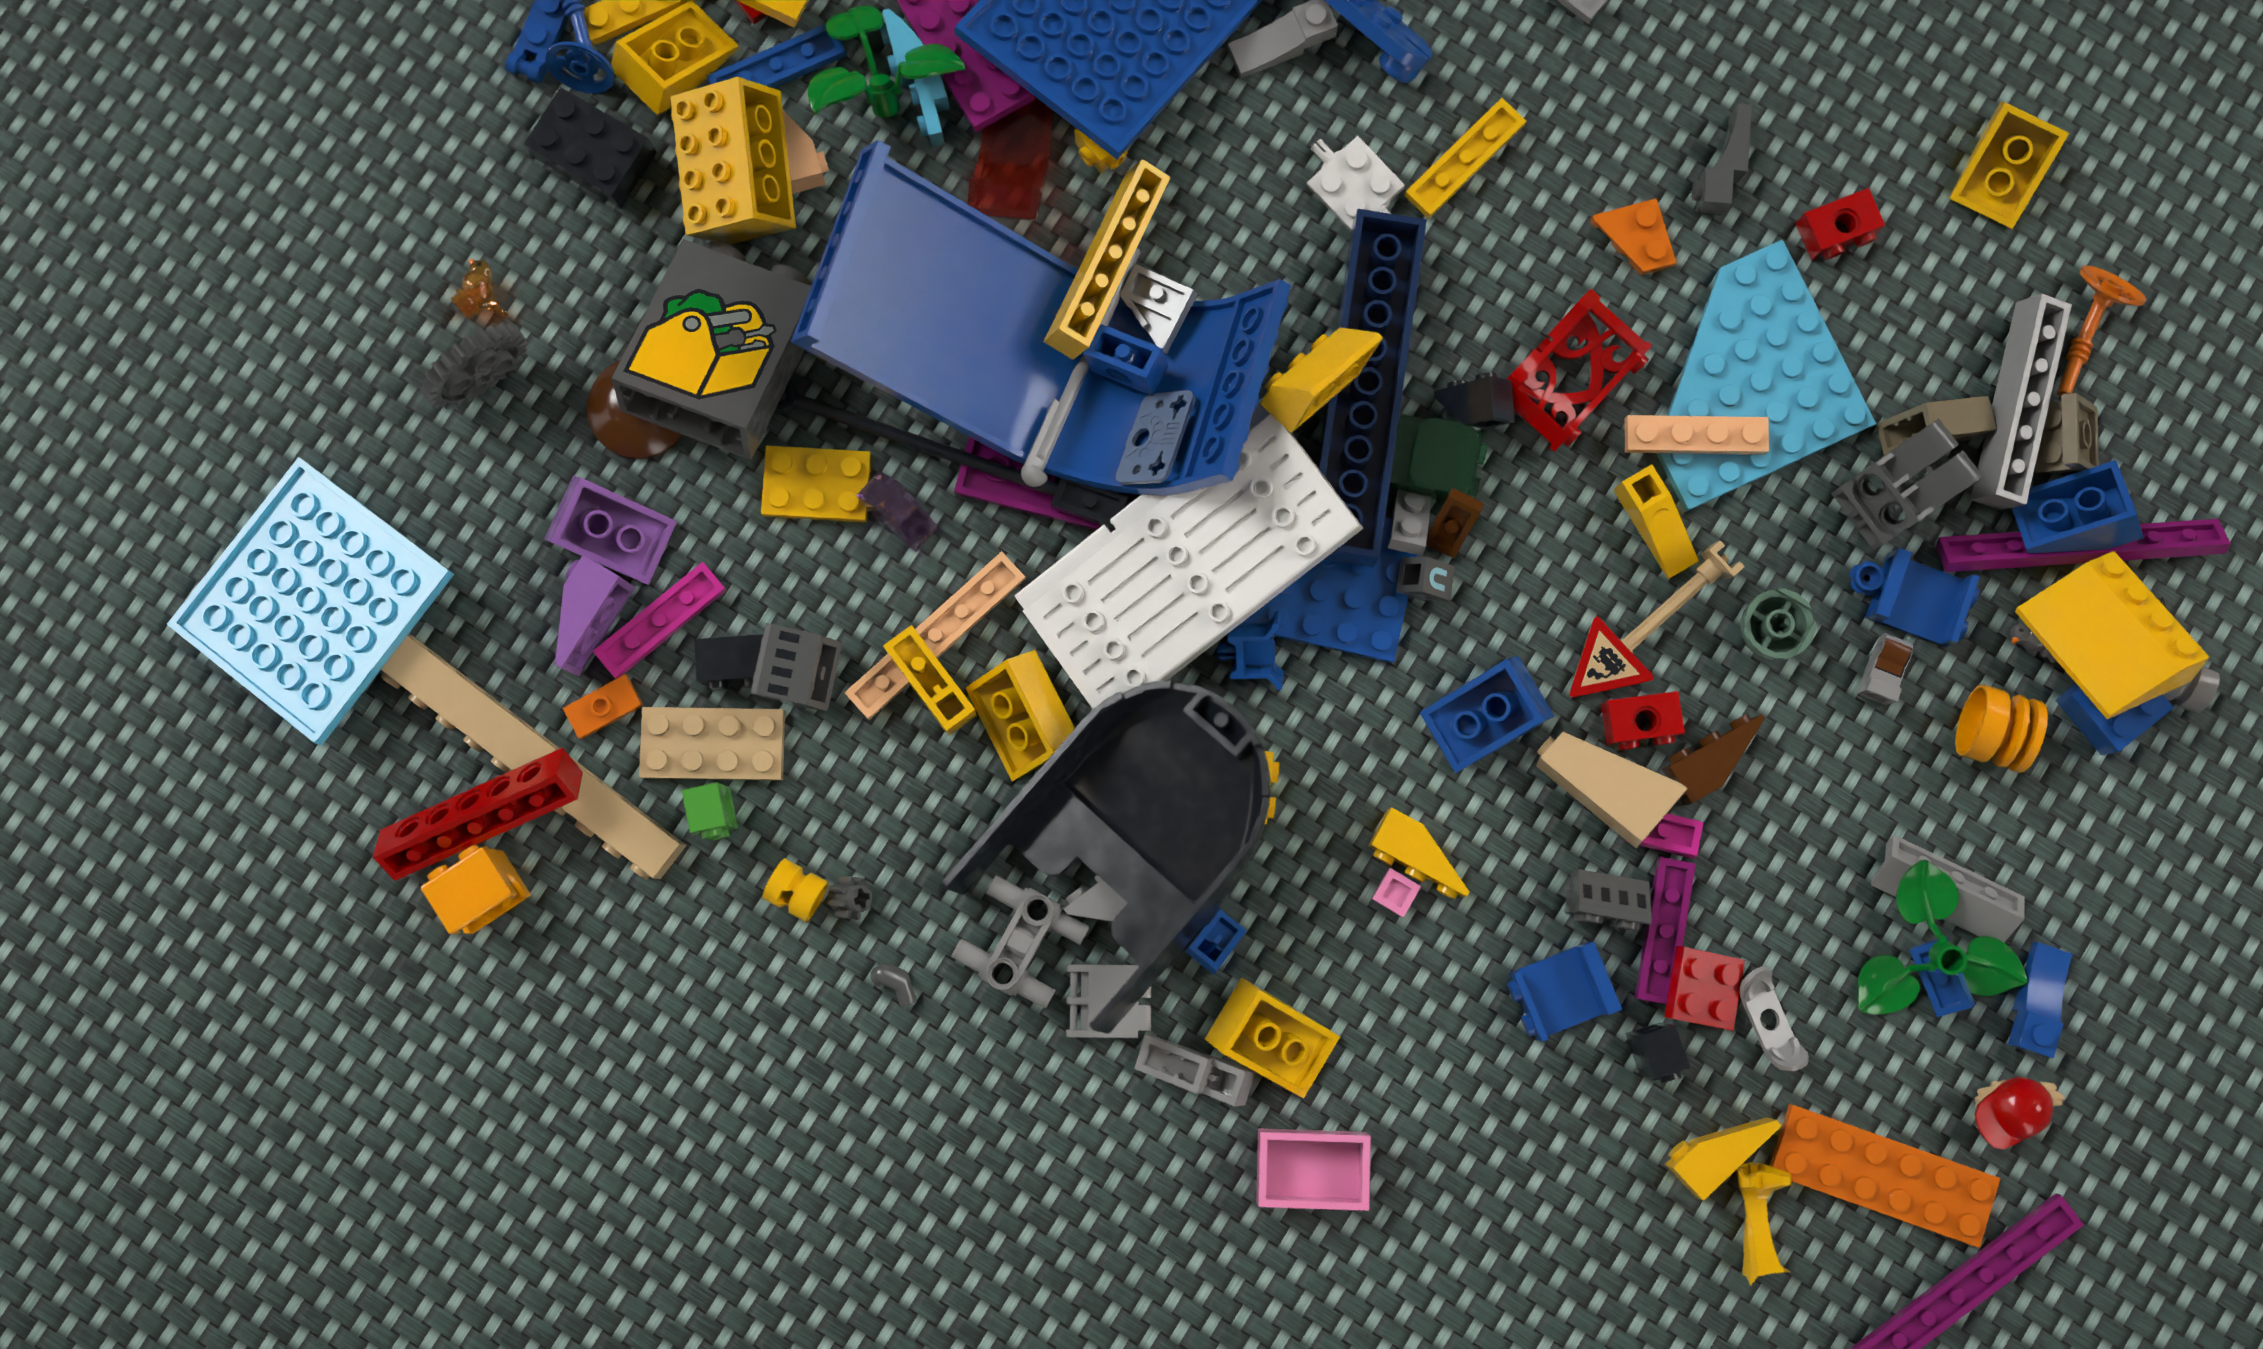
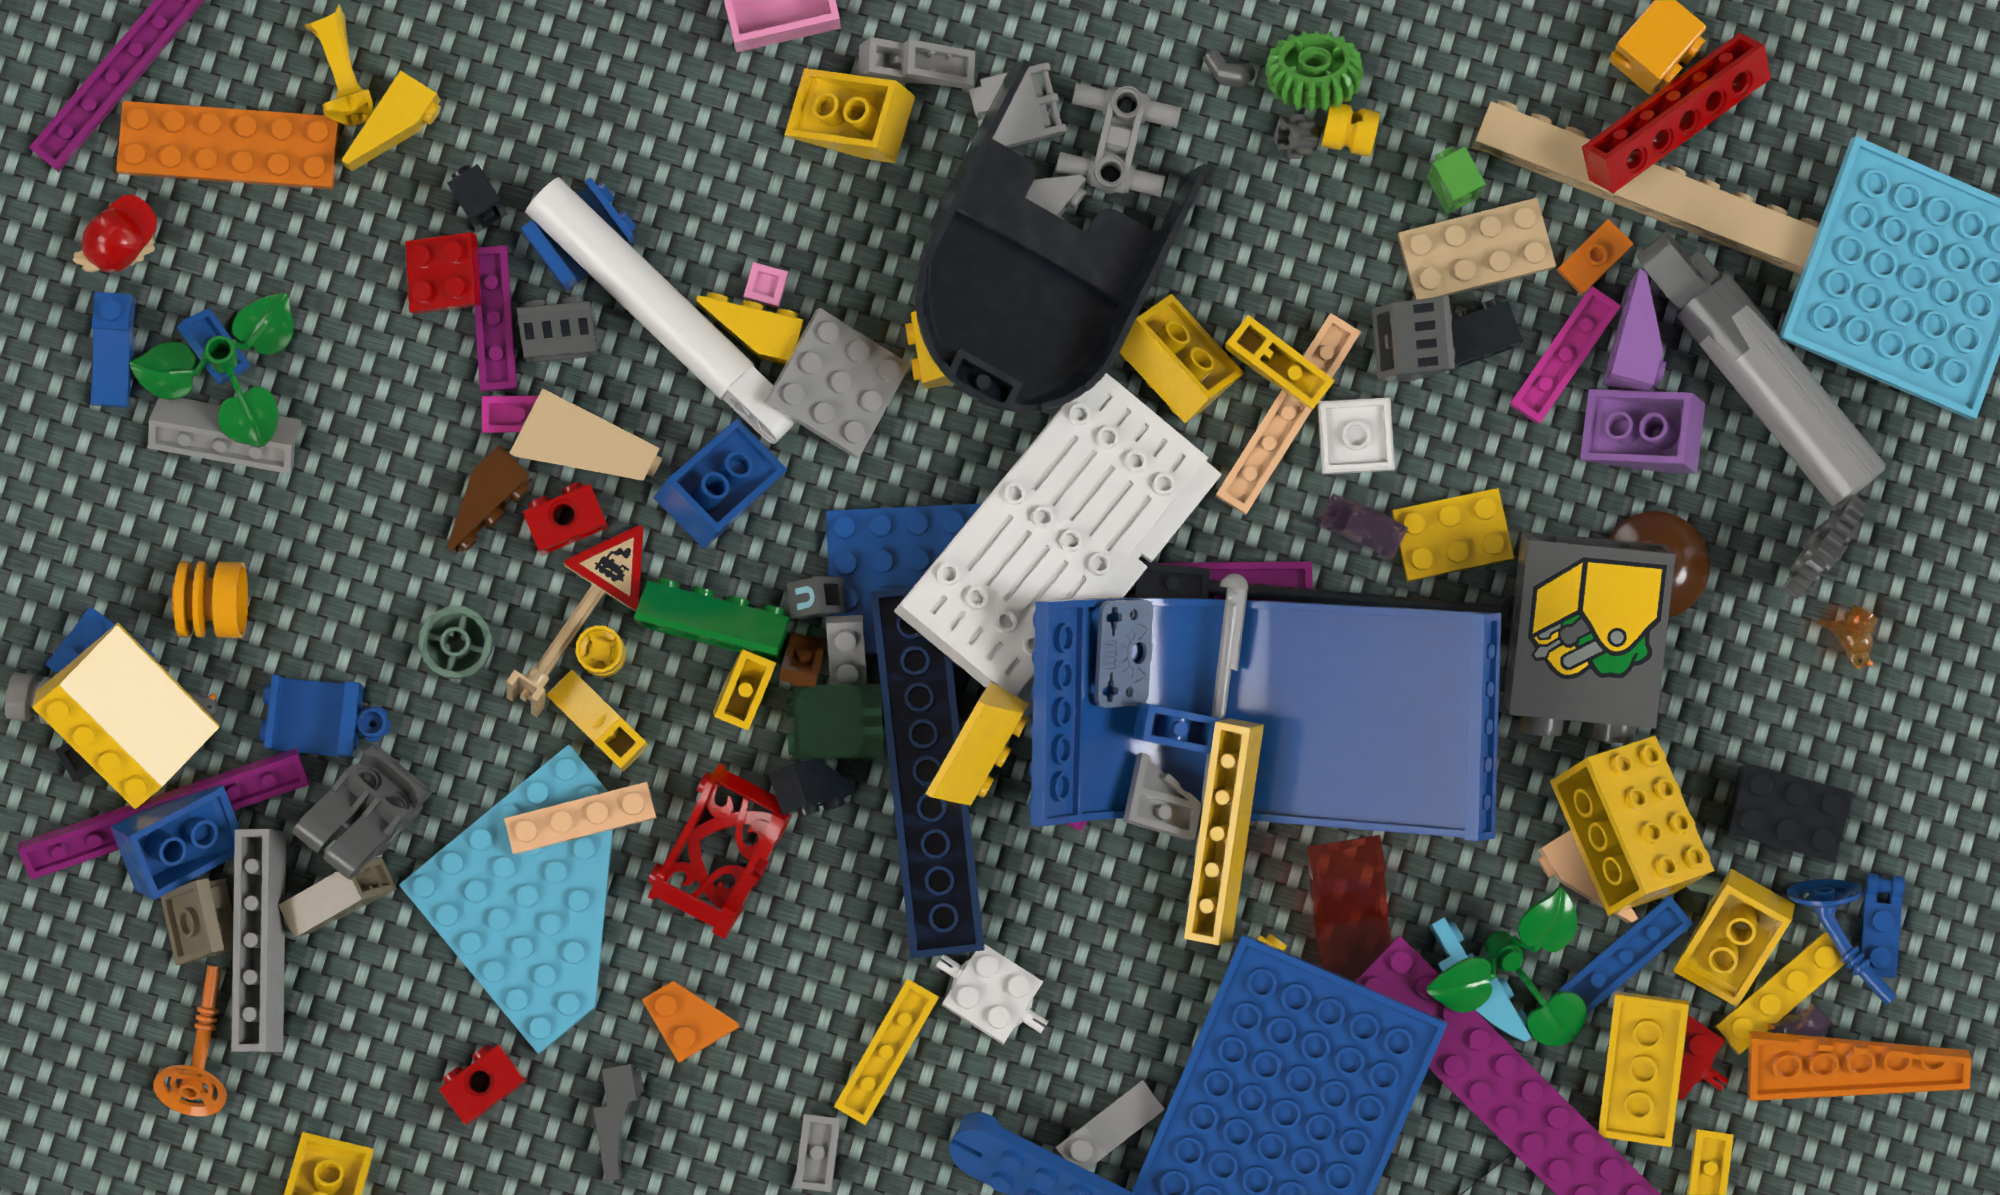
camera: 160 degrees right, 0 degrees up
(477, 546) = (1764, 371): none -> light grey piece
(813, 954) = (1314, 70): none -> bright green gear
(877, 599) = (1356, 436): none -> white tile
(1215, 941) = (928, 187): blue slope -> none
(1253, 651) = (966, 477): blue piece -> none
(1353, 776) = (837, 383): none -> light grey plate
(1506, 897) = (657, 306): none -> white piece
(1518, 506) = (744, 689): none -> yellow slope
(1529, 583) = (712, 620): none -> green slope
(1550, 87) = (817, 1153): none -> light grey plate
(1640, 583) = (600, 651): none -> yellow wheel
(1779, 1043) = (356, 241): light grey piece -> none
(1885, 670) = (334, 634): light grey leg -> none

